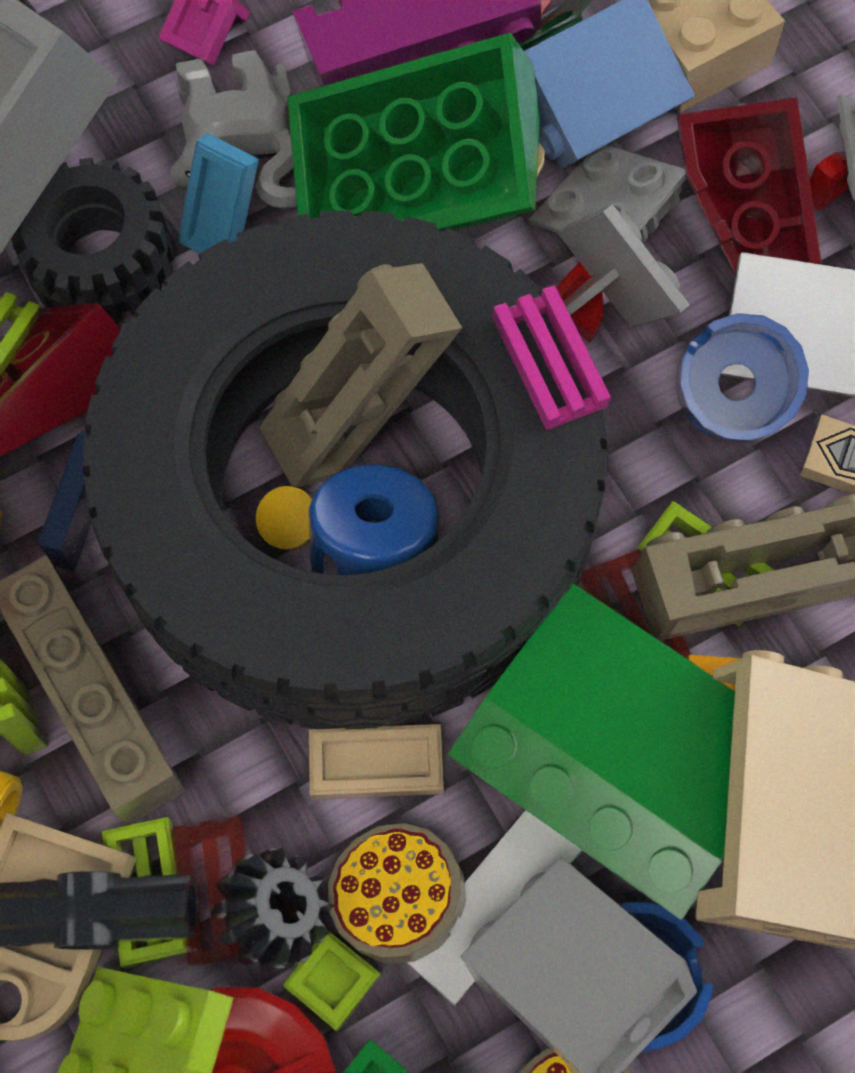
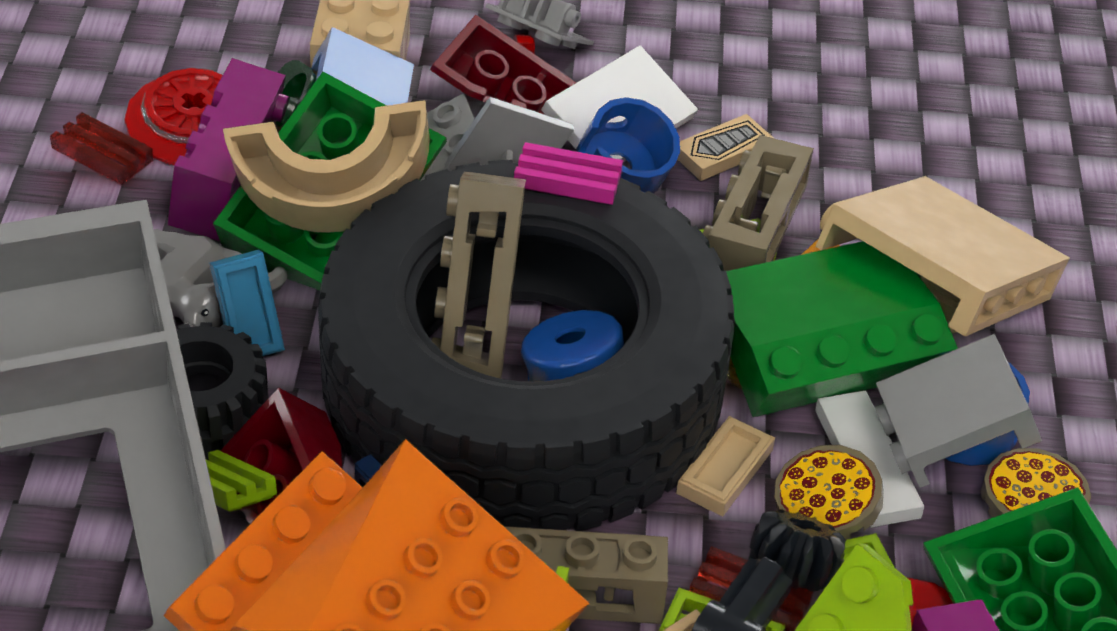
camera: 60 degrees left, 25 degrees down
(334, 128) = (332, 192): none -> tan brick

